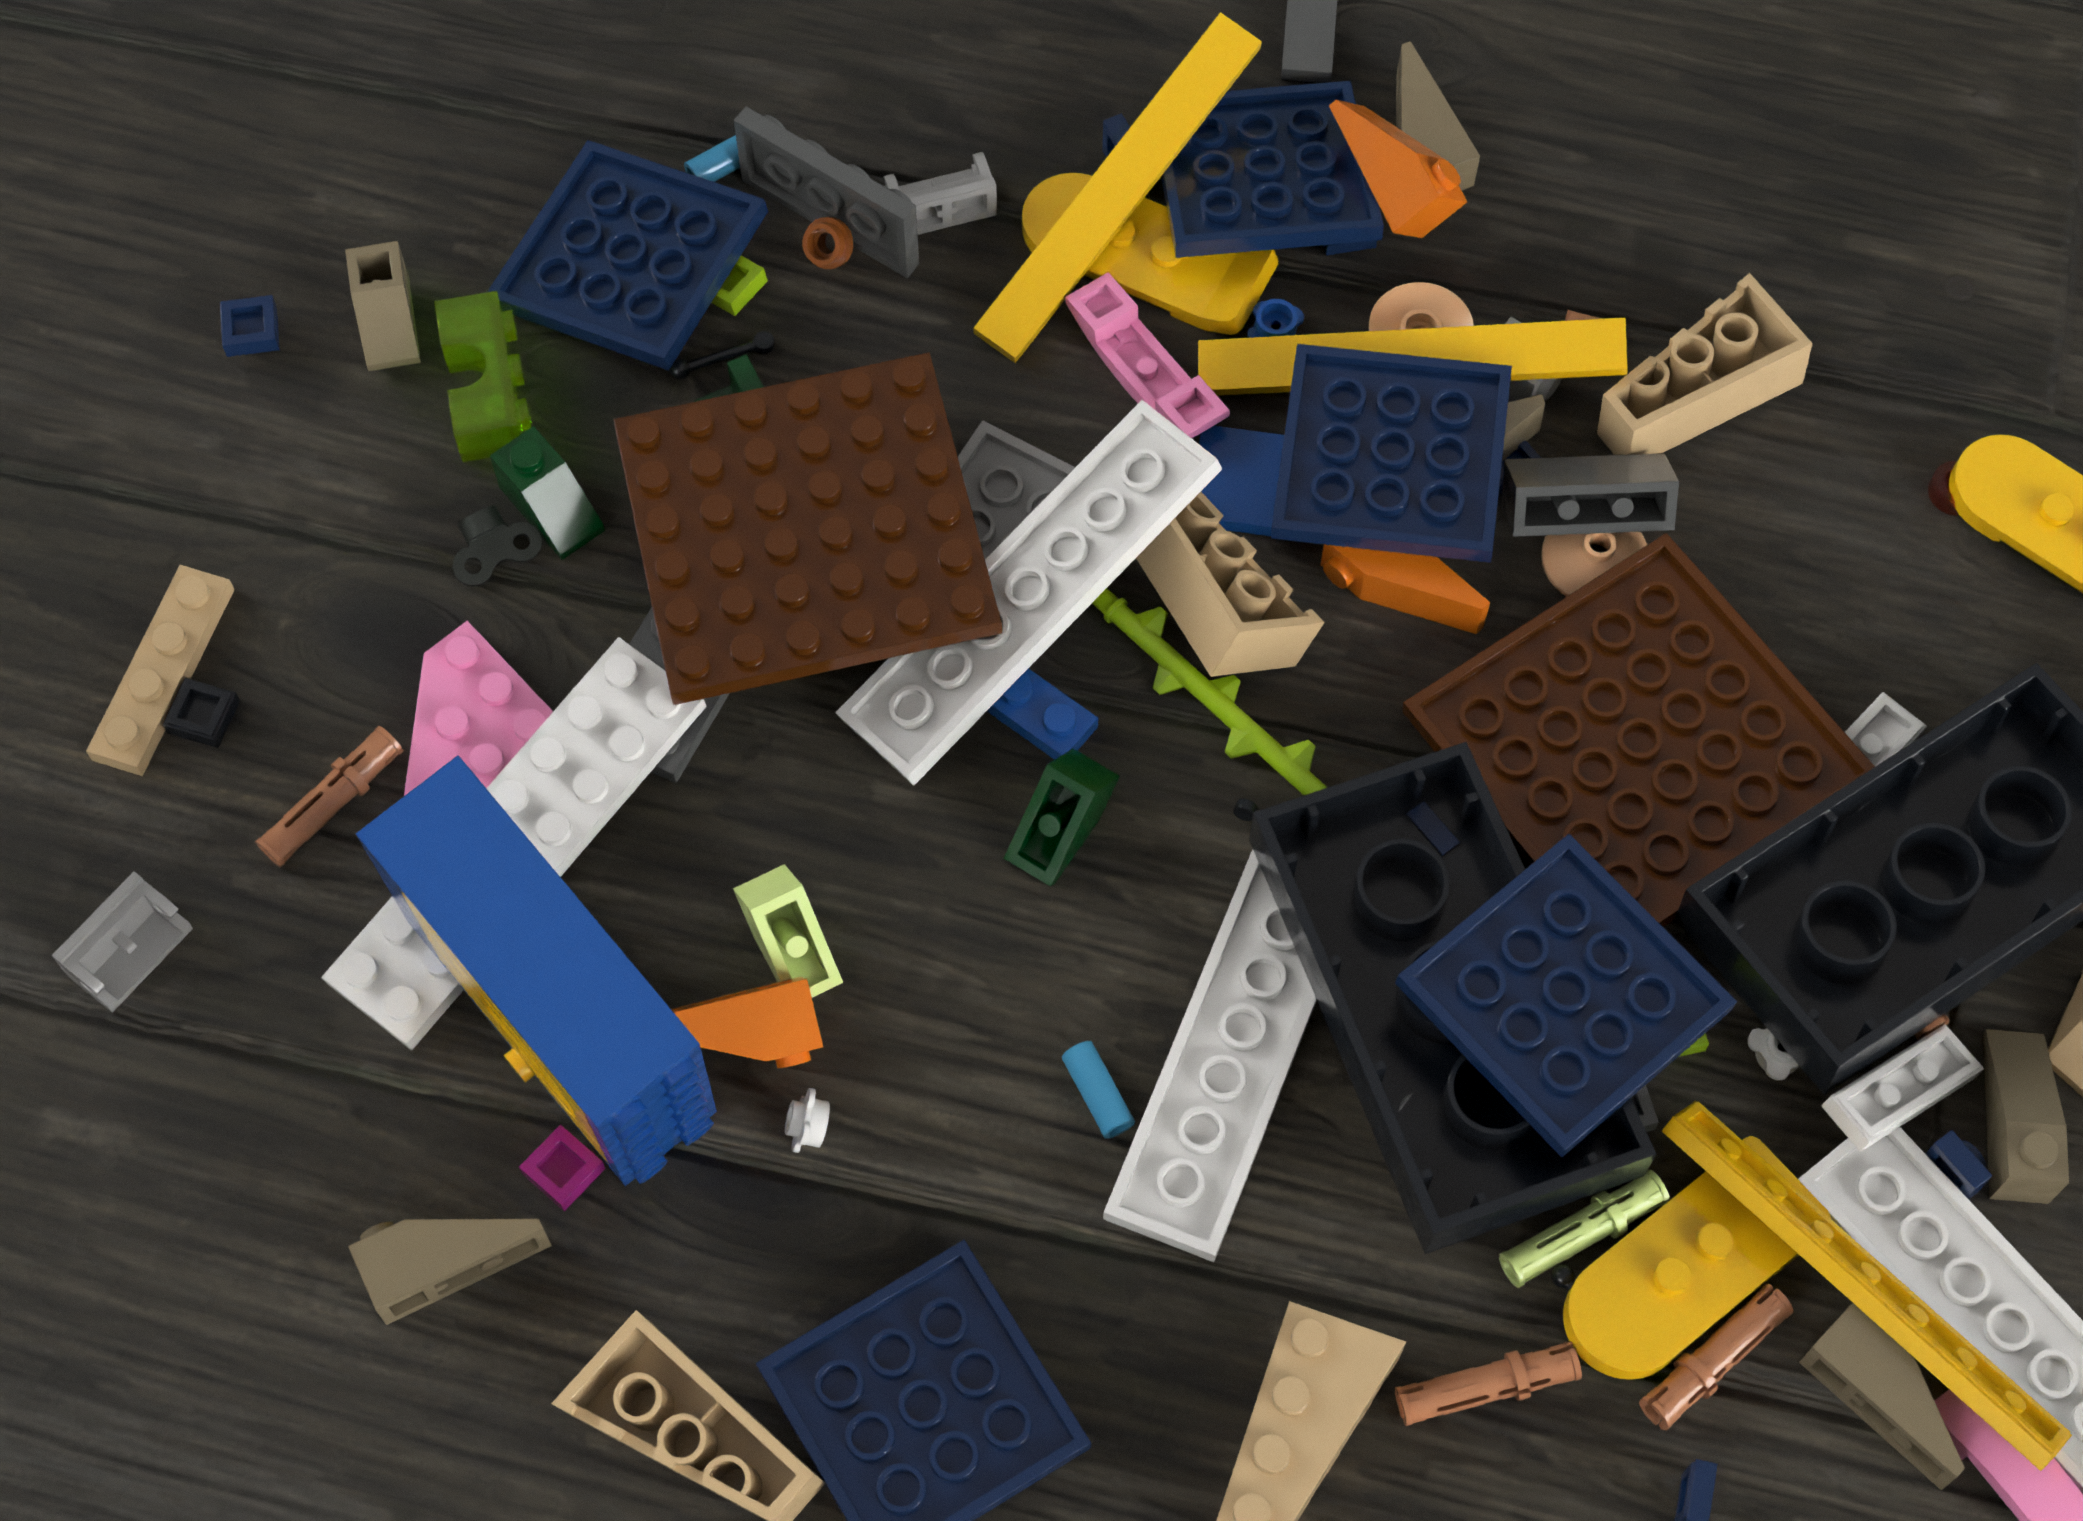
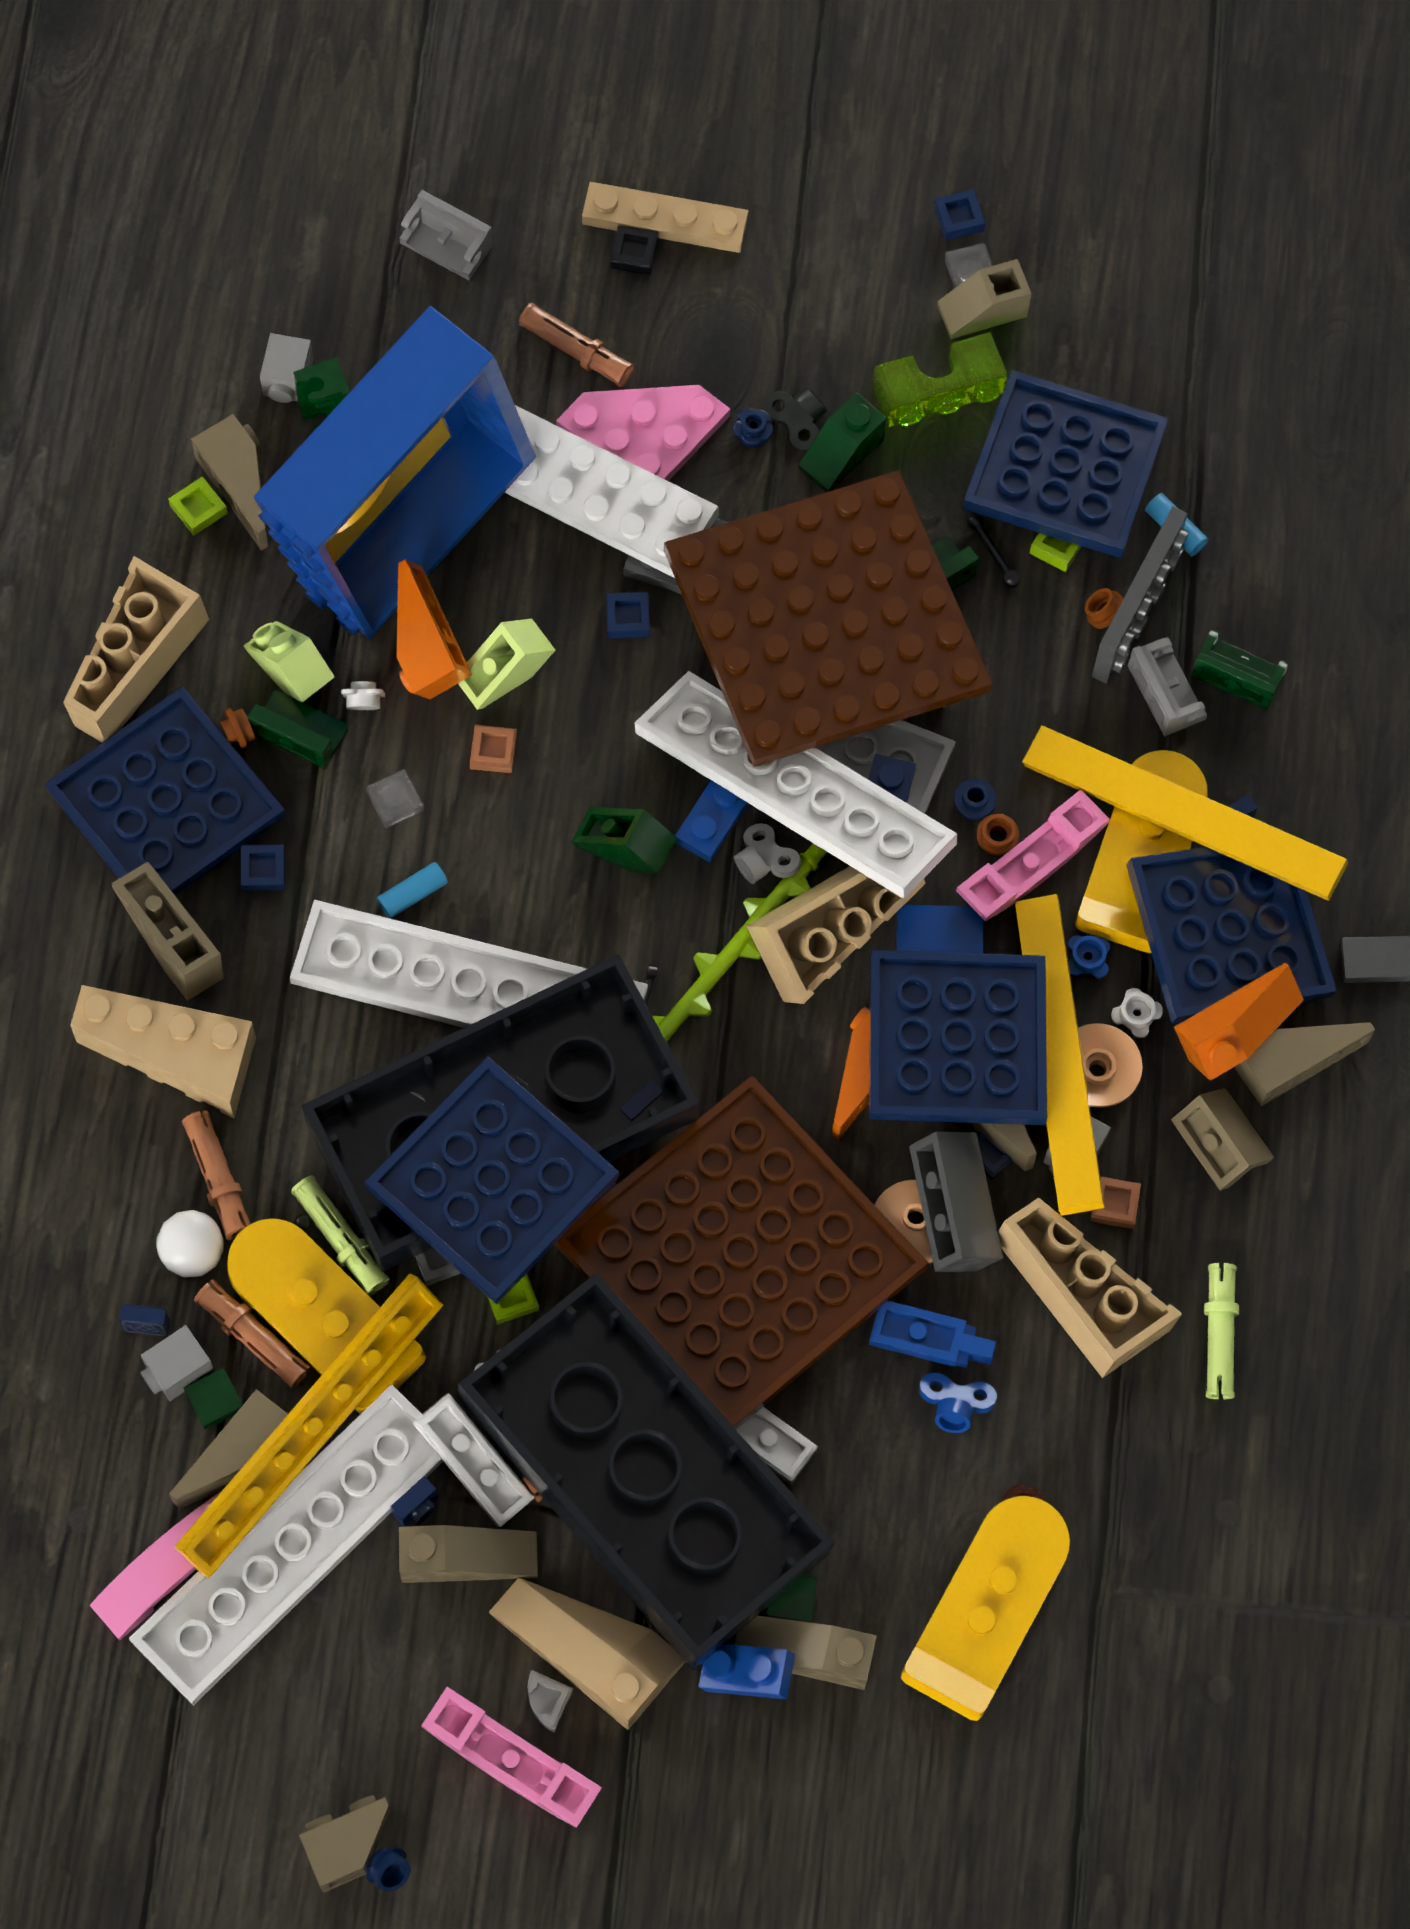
camera: 80 degrees right, 5 degrees up
(282, 1175) = (281, 359): none -> light grey brick
(329, 324) = (966, 262): none -> clear plate
(348, 1106) = (320, 388): none -> dark green hinge
(472, 1320) = (198, 506): none -> lime plate
(503, 610) = (753, 437): none -> dark blue plate
(737, 1213) = (289, 660): none -> yellowish green slope
(742, 776) = (628, 615): none -> dark blue plate
(829, 1293) = (237, 728): none -> dark orange plate
(837, 1215) = (298, 728): none -> dark green panel
(904, 967) = (493, 749): none -> nougat tile
(931, 119) = (1238, 671): none -> dark green hinge
(959, 1100) = (394, 798): none -> clear plate
(1025, 489) = (893, 775): none -> dark blue plate
(1043, 1280) = (262, 867): none -> dark blue plate
(1053, 428) = (972, 810): none -> dark blue plate
(1104, 656) = (765, 855): none -> light grey piece
(1106, 385) = (999, 823): none -> dark orange plate
(1133, 1408) = (169, 931): none -> dark tan slope
(1352, 273) = (1137, 1000): none -> white plate
(1519, 222) = (1221, 1137): none -> dark tan panel
(1580, 1431) = (190, 1244): none -> white hair
(1750, 550) = (929, 1336): none -> blue hinge
(1758, 256) = (1221, 1331): none -> yellowish green pin
(1760, 1460) = (175, 1364): none -> light grey brick
(1801, 1418) = (213, 1398): none -> dark green tile
(1826, 537) = (956, 1401): none -> blue piece

